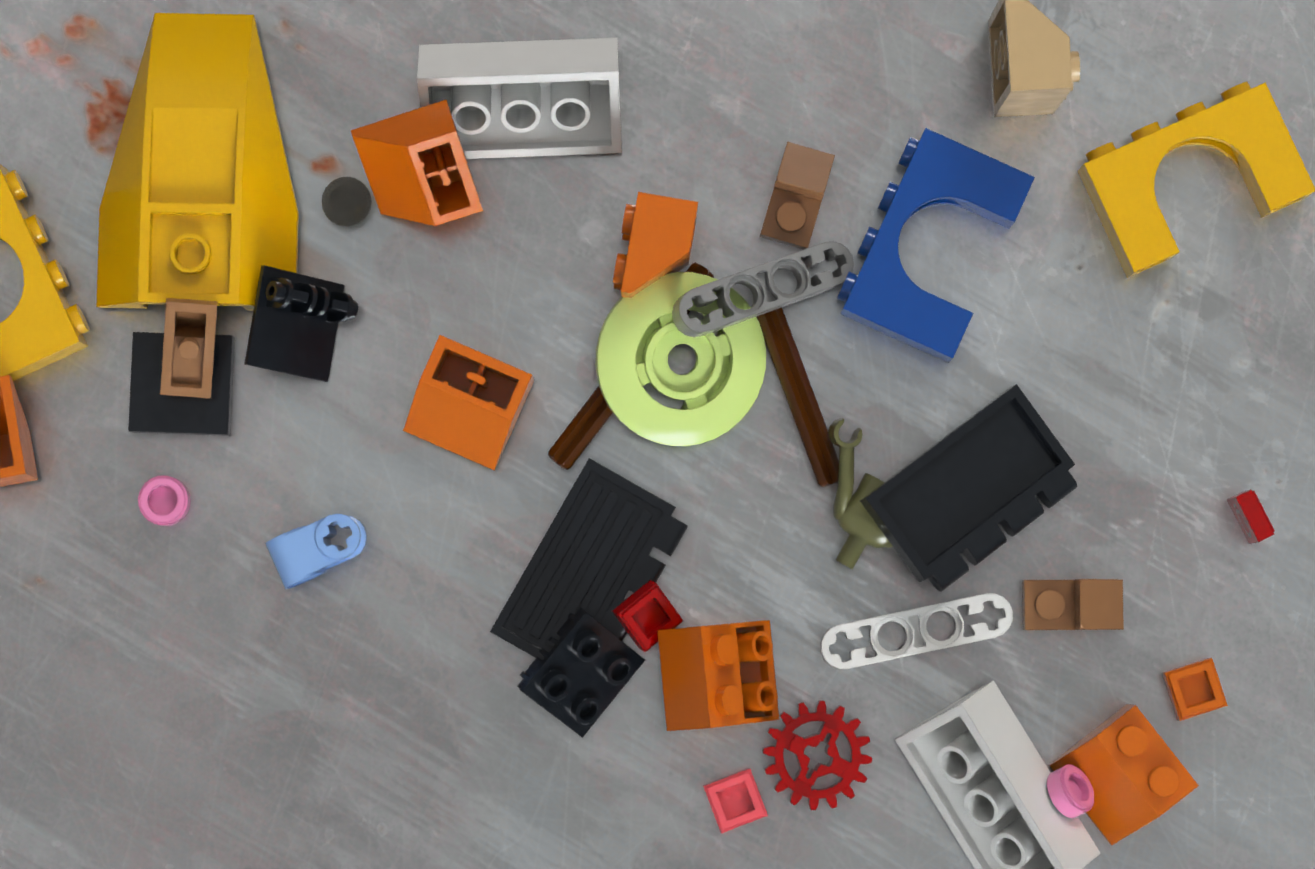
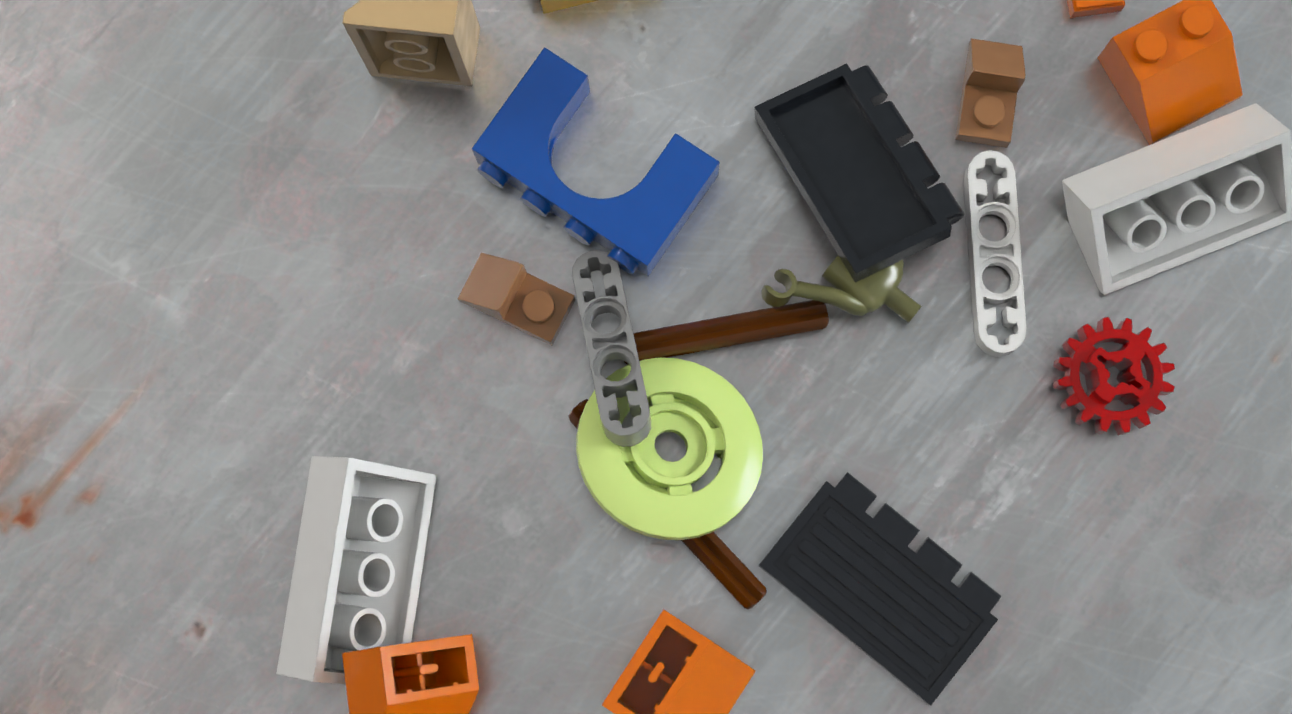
camera: 75 degrees left, 5 degrees down
(580, 672) = (991, 613): black hinge -> none
(645, 614) = (939, 530): red tile -> none
(659, 241) = (539, 447): orange slope -> none
(718, 675) = (1015, 467): orange slope -> none
(735, 800) = (1146, 471): coral tile -> none
(1070, 791) = (1189, 120): bright pink tile -> none

